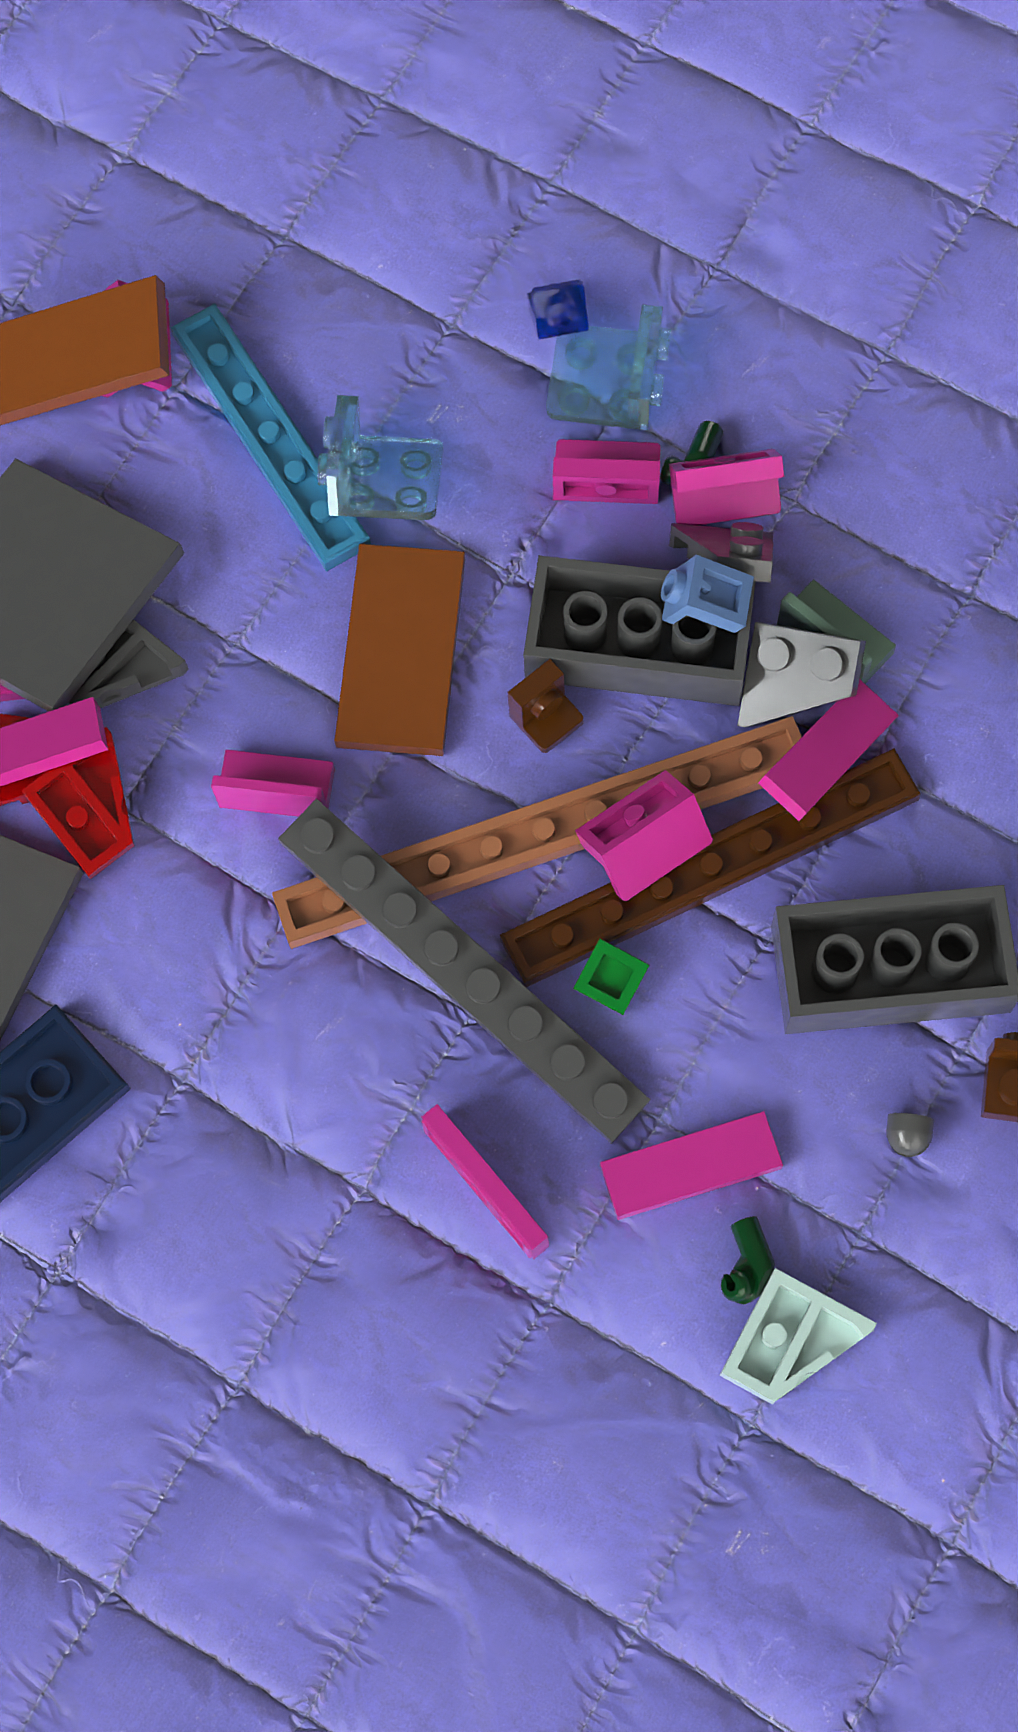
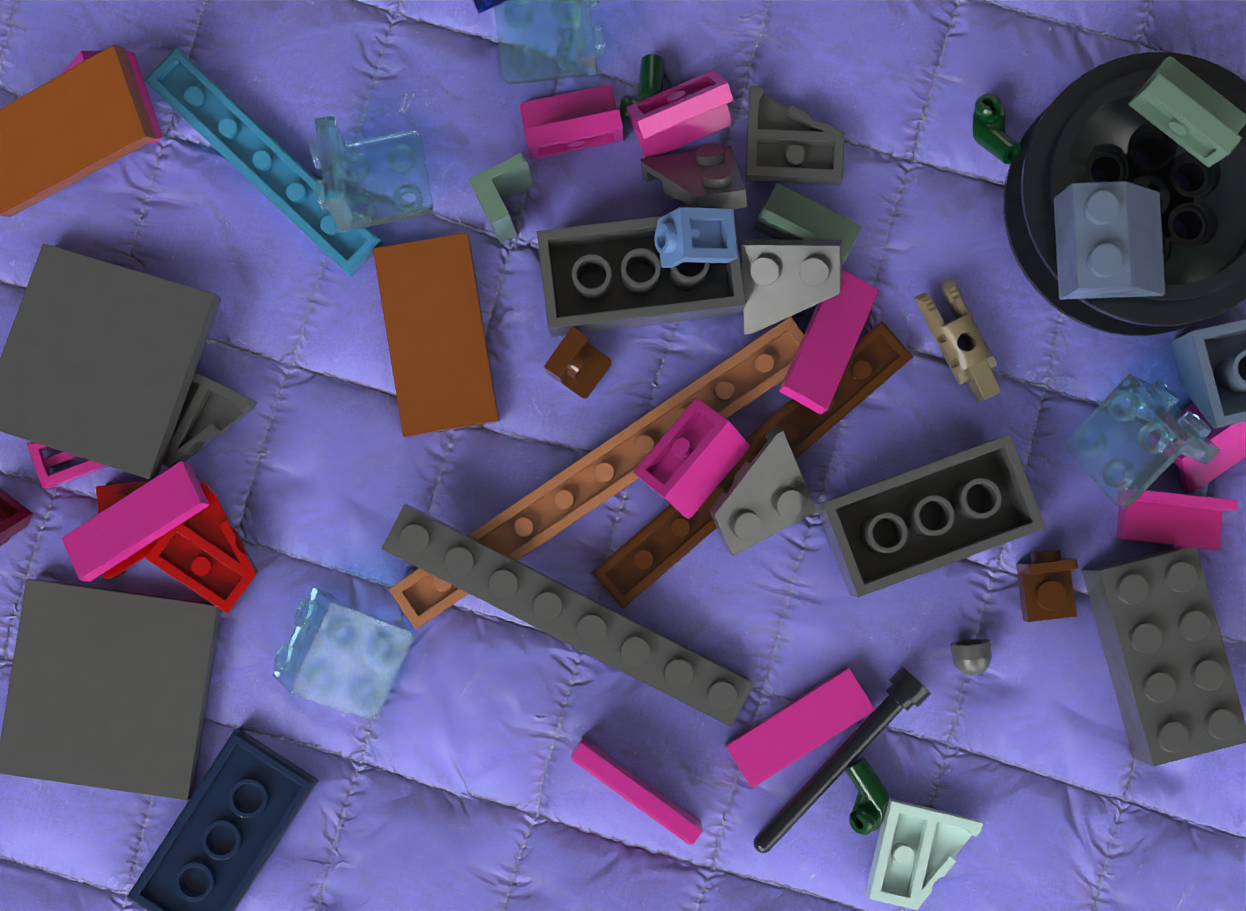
camera: 15 degrees left, 15 degrees up
(200, 953) = (341, 656): none -> clear light blue bracket
(272, 783) = (362, 486): dark pink panel -> none
(513, 506) = (497, 185): none -> sand green panel
(611, 976) = (694, 586): green plate -> none
(714, 898) = (763, 497): none -> dark grey wing
(820, 1155) = (902, 694): none -> black piece
(837, 545) = (790, 145): none -> dark grey wing
(979, 815) = (976, 360): none -> dark tan hinge

